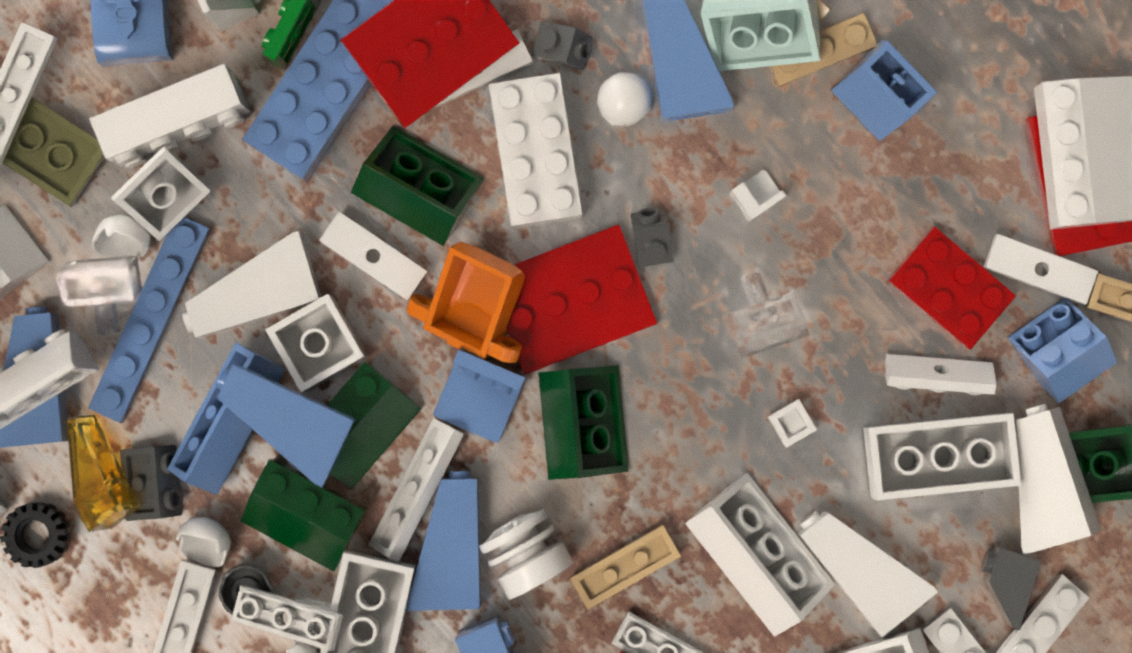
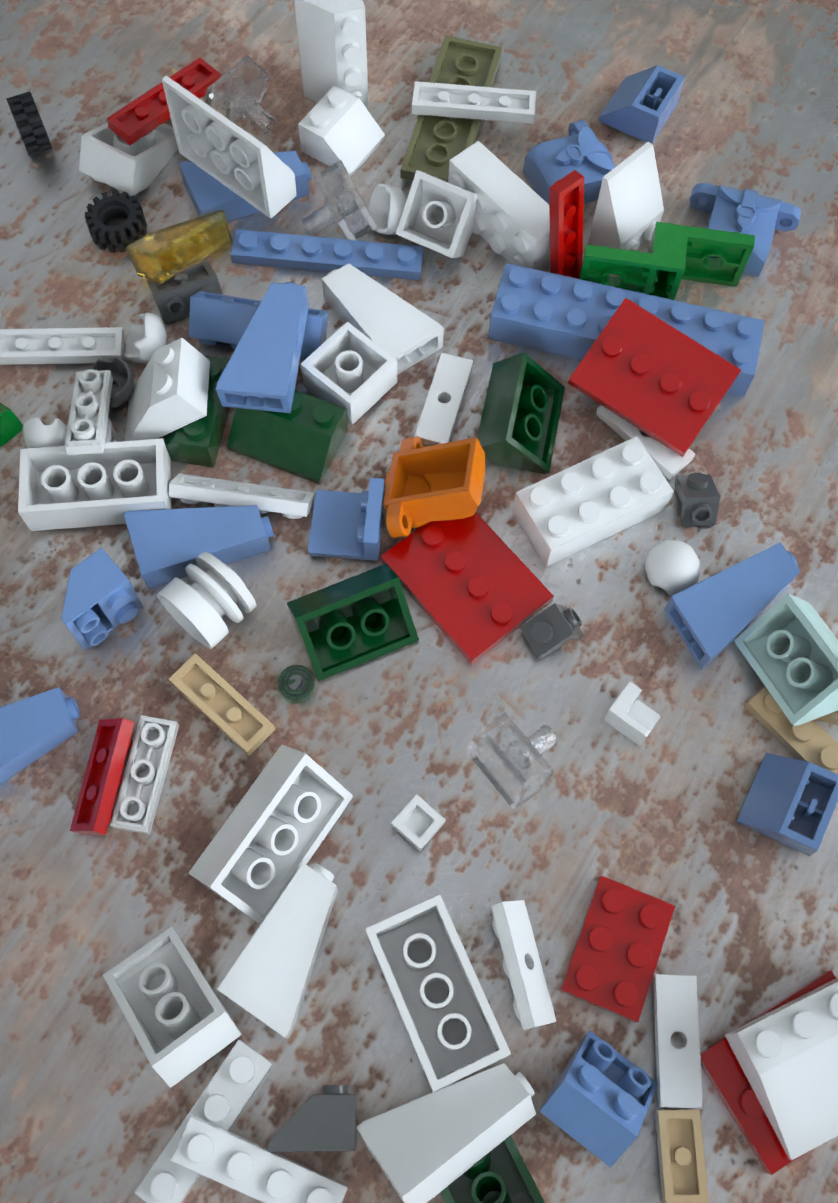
camera: 65 degrees right, 20 degrees down
(240, 69) = (566, 225): none -> red plate
(295, 536) = (168, 392): none -> white slope
(626, 492) = (296, 684): none -> clear green tile

